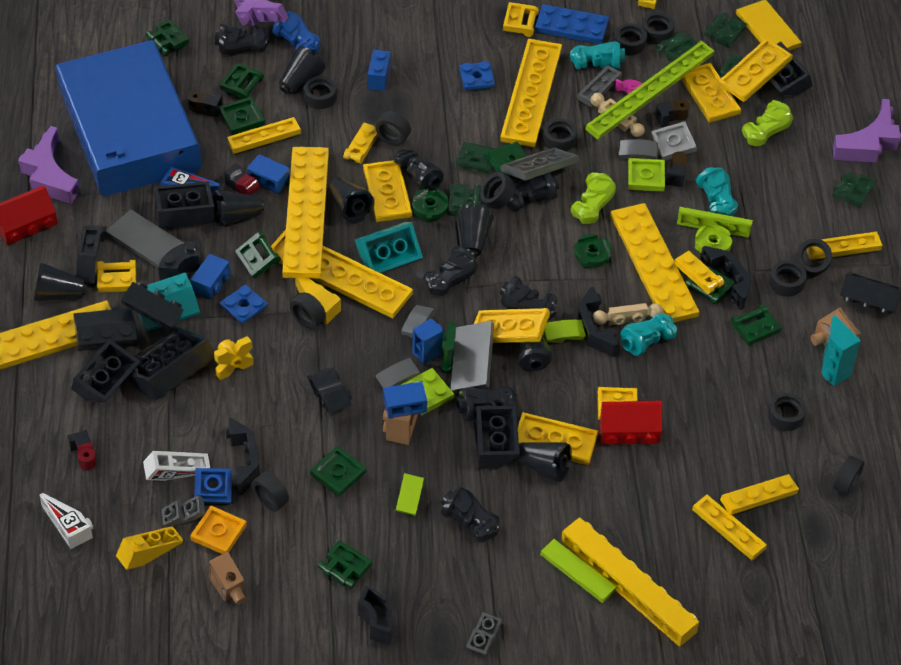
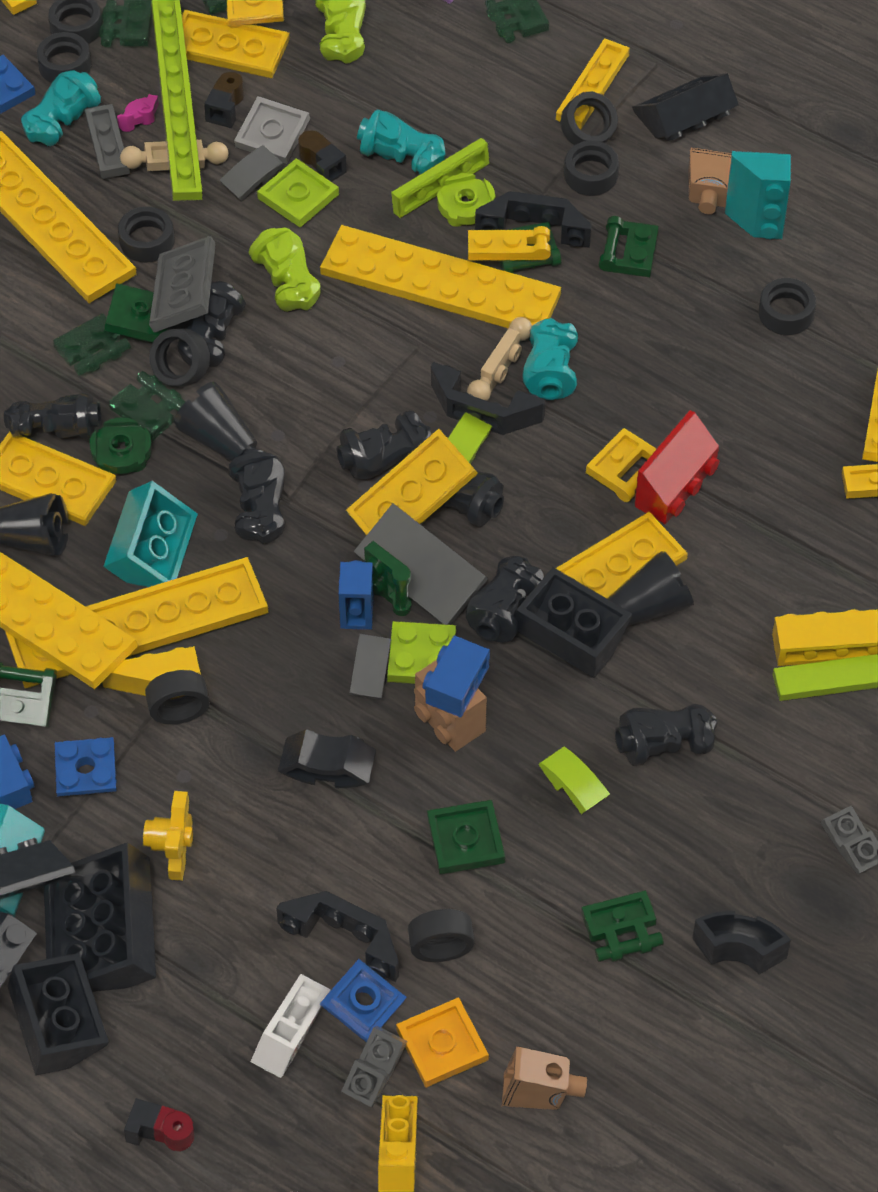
camera: 50 degrees left, 5 degrees up
(417, 316) = (303, 587): dark grey slope -> none
(589, 259) = (364, 342): dark green plate -> none

